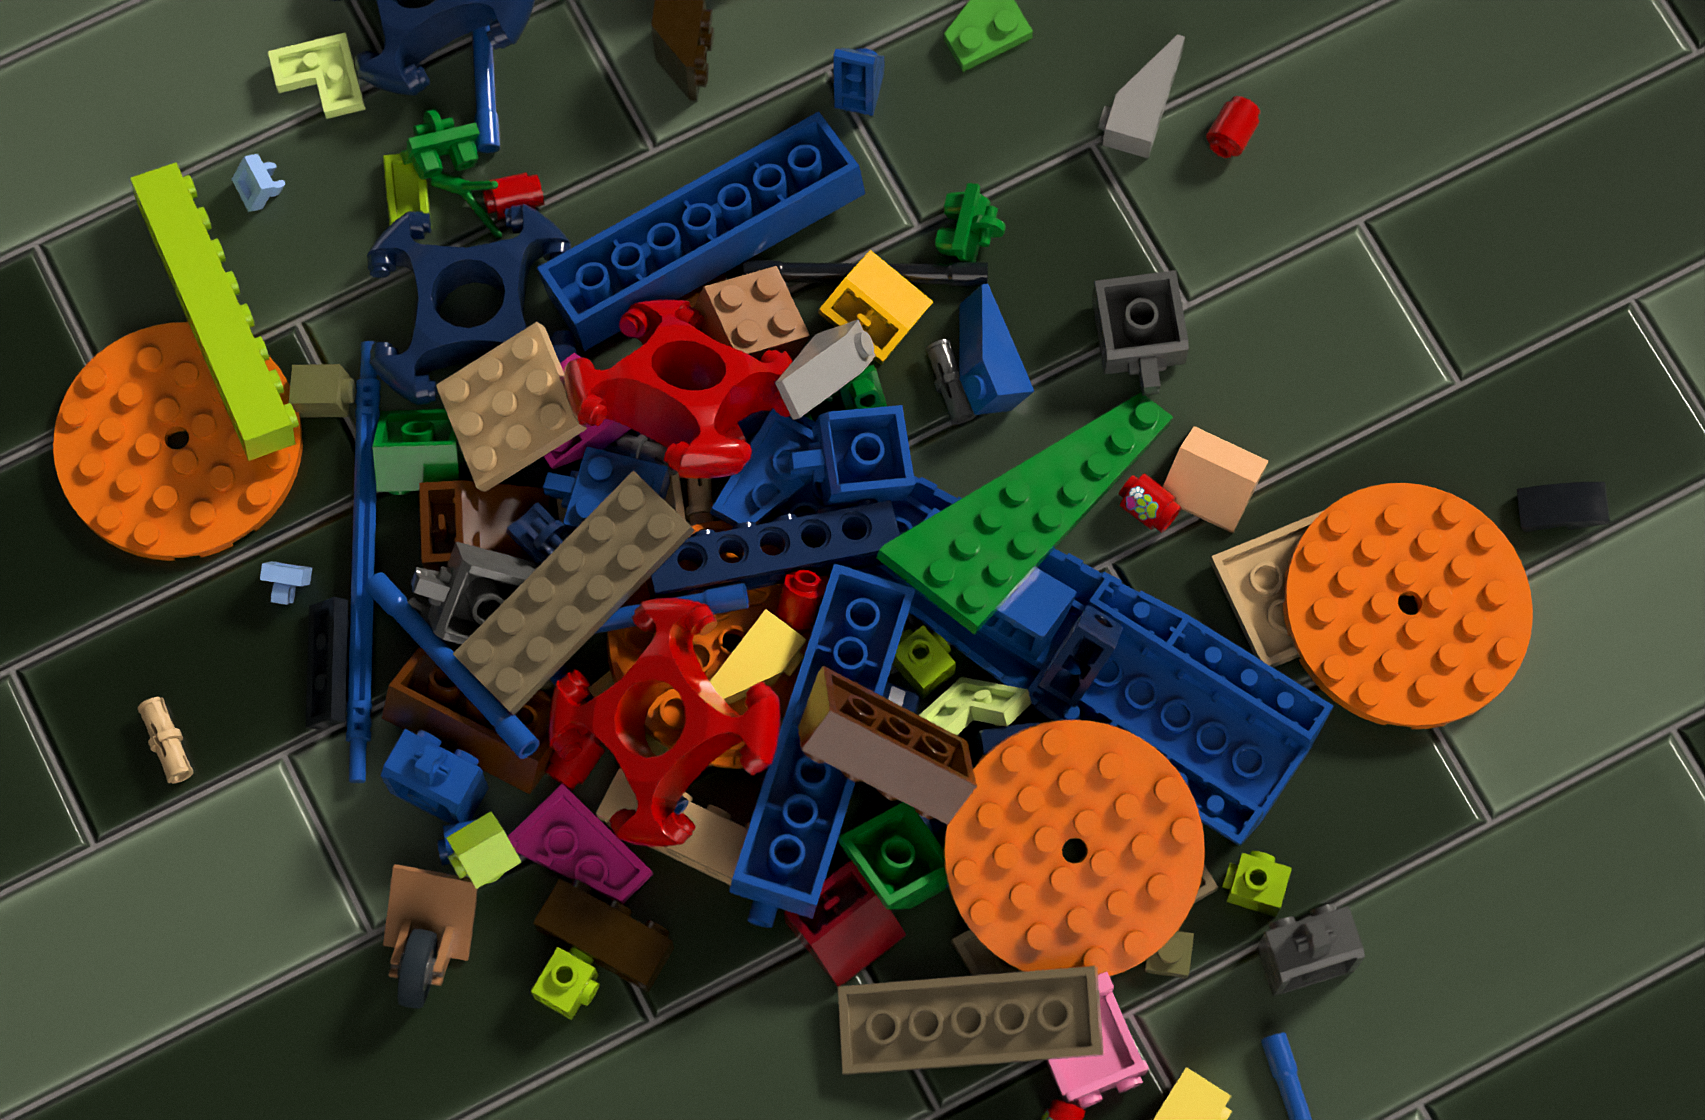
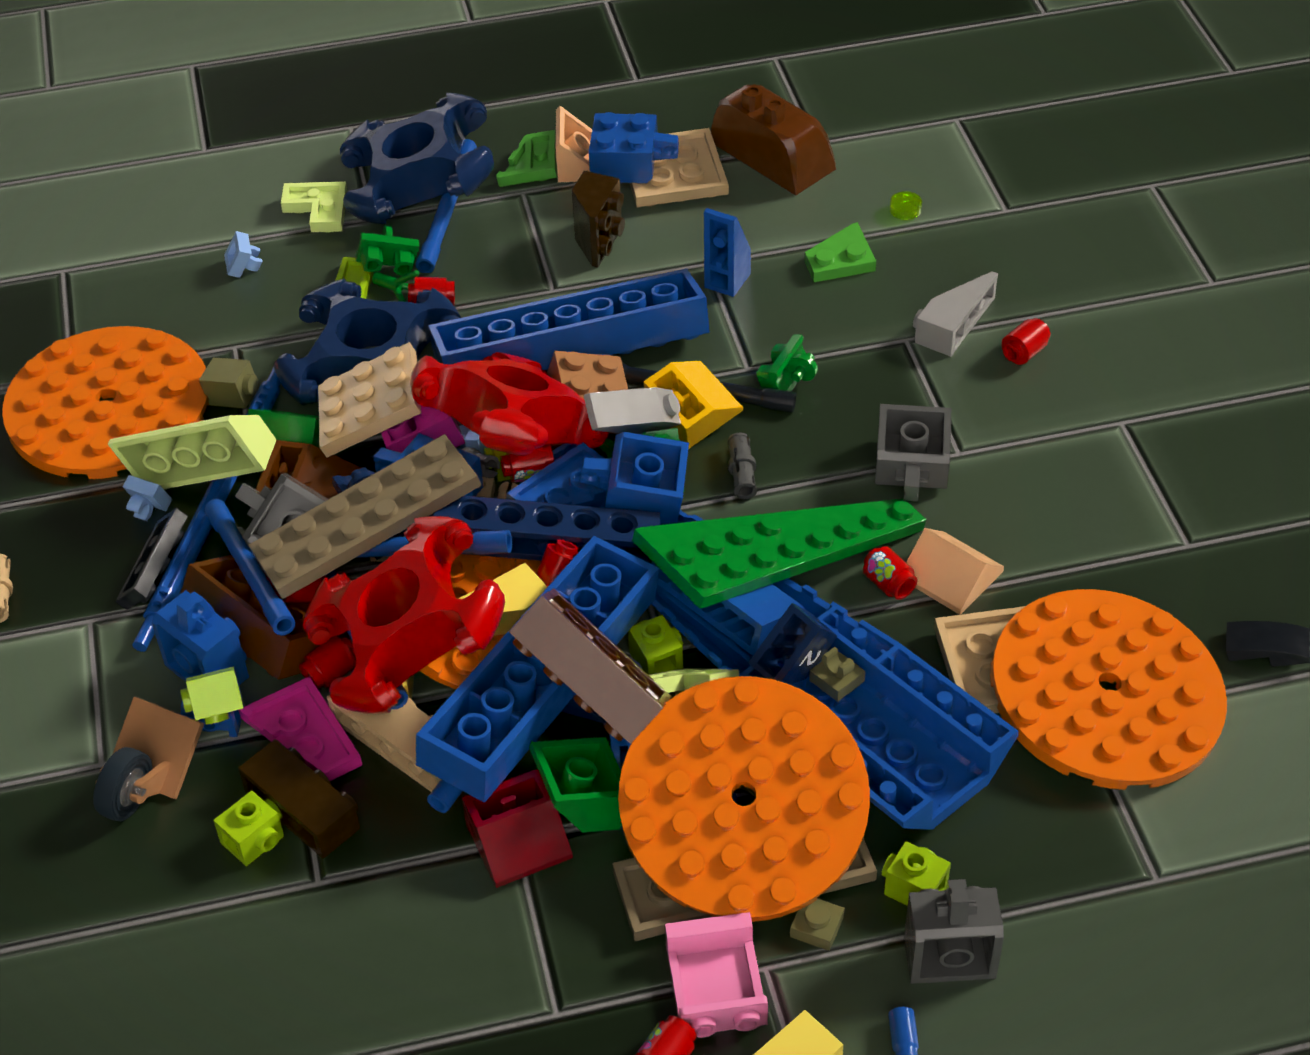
camera: 15 degrees right, 25 degrees down
(213, 311) = (170, 318): lime brick -> none
(332, 517) = (197, 451): none -> yellowish green slope
(970, 1020) = (608, 925): dark tan plate -> none
(988, 358) = (778, 455): blue slope -> none
(1128, 662) = (836, 674): none -> olive tile

